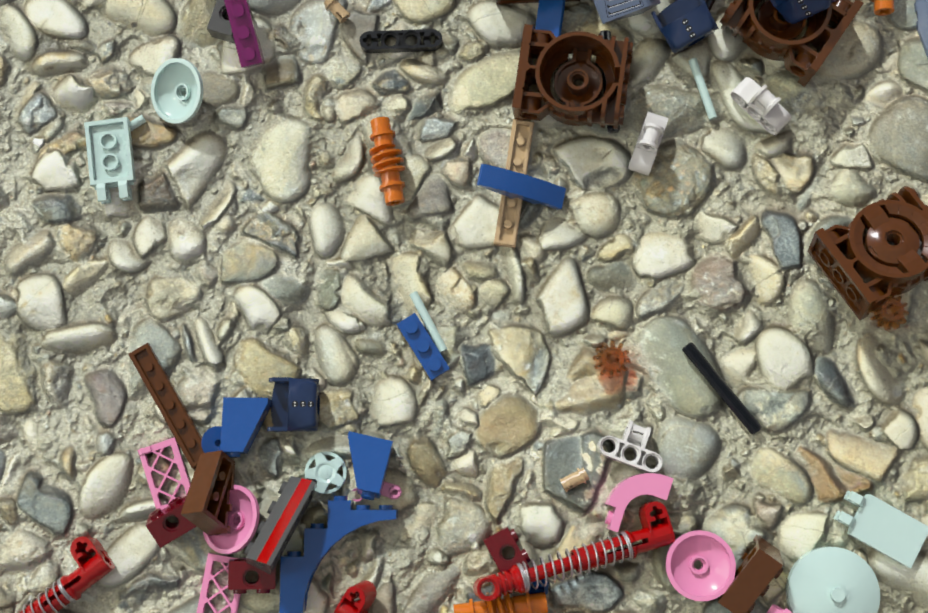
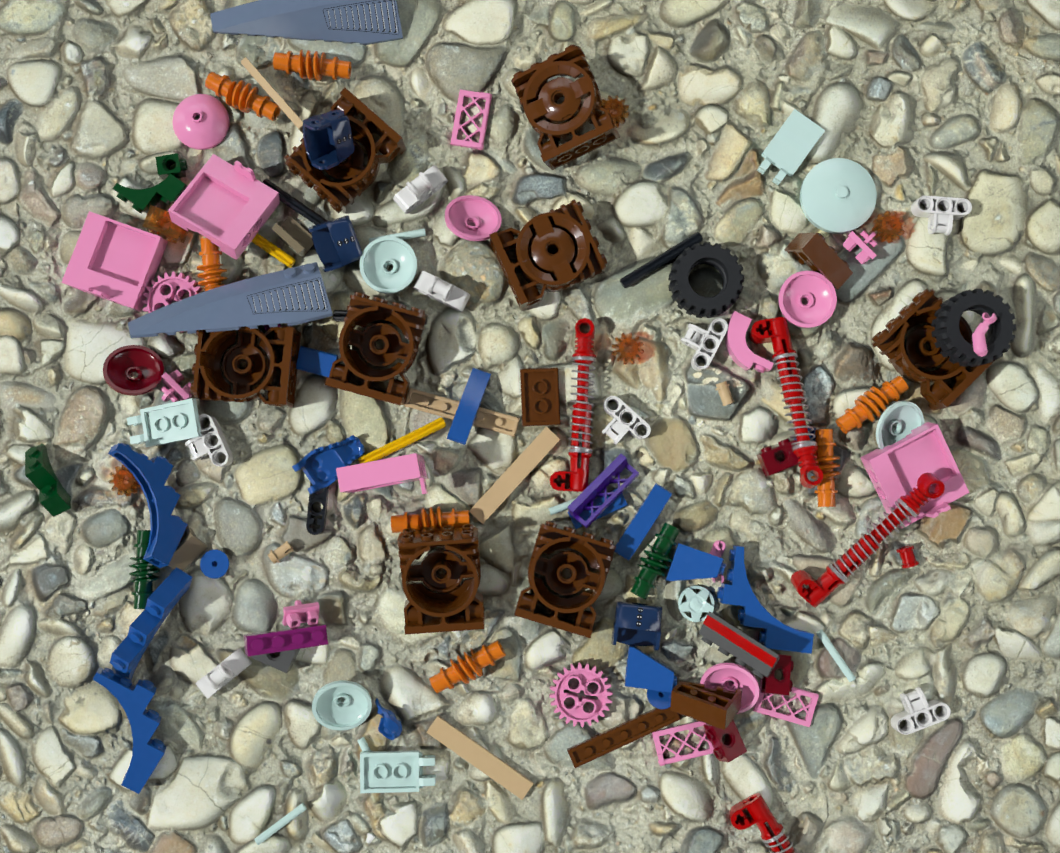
camera: 90 degrees left, 5 degrees up
(47, 47) = (281, 823): none -> light aqua bar
(132, 248) = (480, 757): none -> tan tile
(161, 146) = (389, 724): none -> blue piece
(190, 349) = (576, 711): none -> bright pink gear
(230, 221) = (468, 667): none -> orange piece
(272, 37) = (300, 614): none -> bright pink hips
(296, 165) = (441, 610): none -> reddish brown brick
(369, 417) = (655, 560): none -> dark green piece
(380, 293) = (599, 557): none -> reddish brown brick
(413, 398) = (642, 521): none -> blue slope
(432, 98) = (383, 474): none -> bright pink piece
(439, 43) = (322, 462): none -> blue animal
(448, 342) = (597, 486): none -> dark purple fence
(450, 249) = (514, 475): none -> tan tile
(472, 122) = (403, 441): none -> yellow axle
(519, 360) = (619, 425): none -> white piece
(525, 314) = (580, 413): none -> red piece
(542, 267) = (540, 397): none -> reddish brown tile
(673, 68) = (387, 252): none -> light aqua dish
(703, 297) = (587, 264): none -> reddish brown brick
(734, 433) = (723, 262): none -> black tyre
(737, 165) = (472, 218): none -> bright pink dish
(861, 140) = (475, 96): none -> bright pink window

